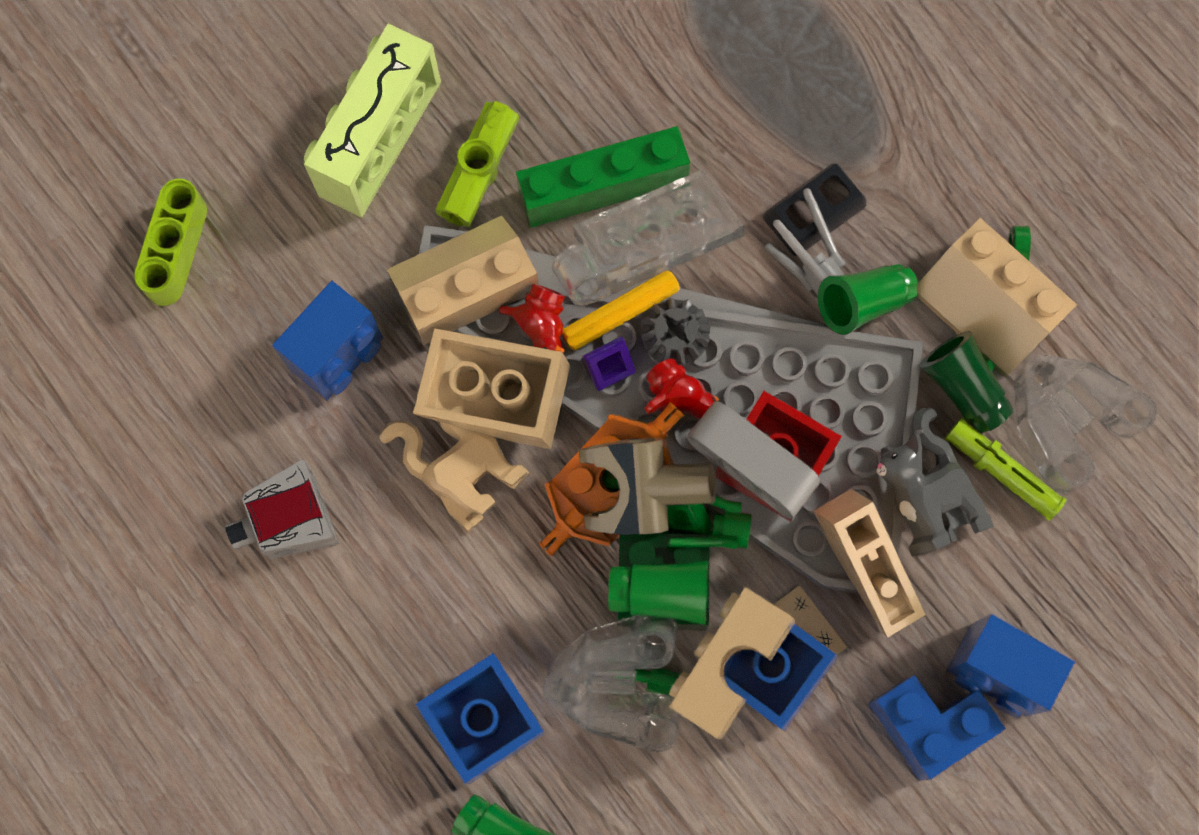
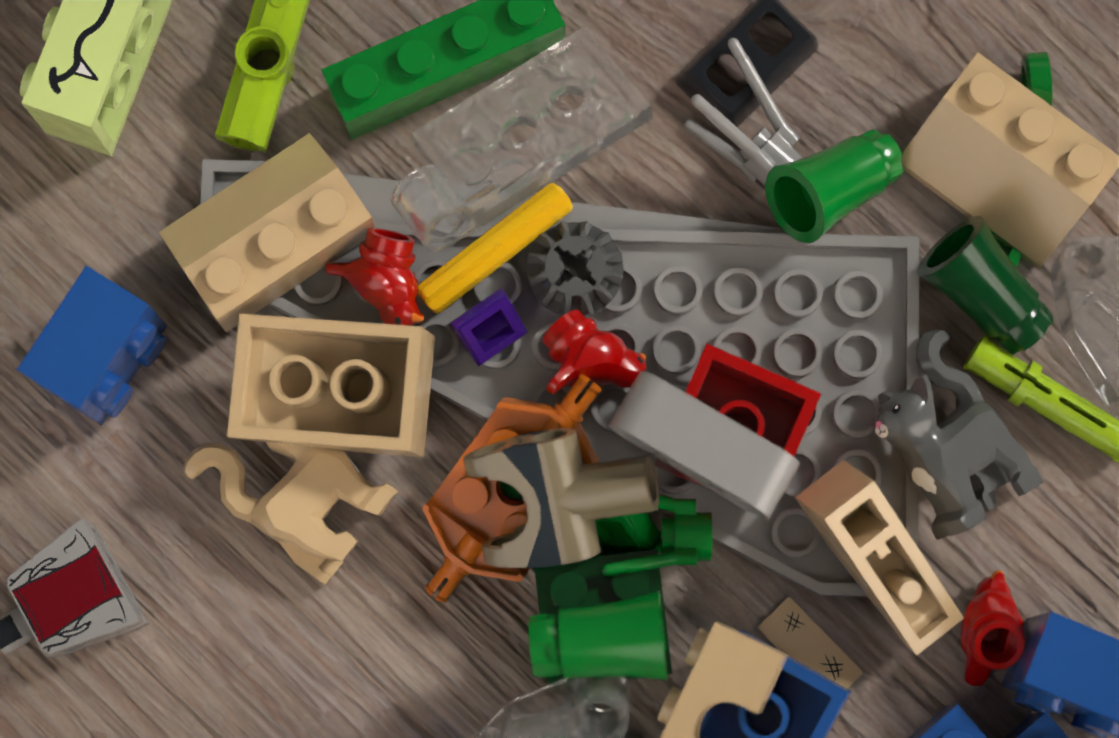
camera: 10 degrees left, 5 degrees up
(943, 627) = (991, 630): none -> red animal

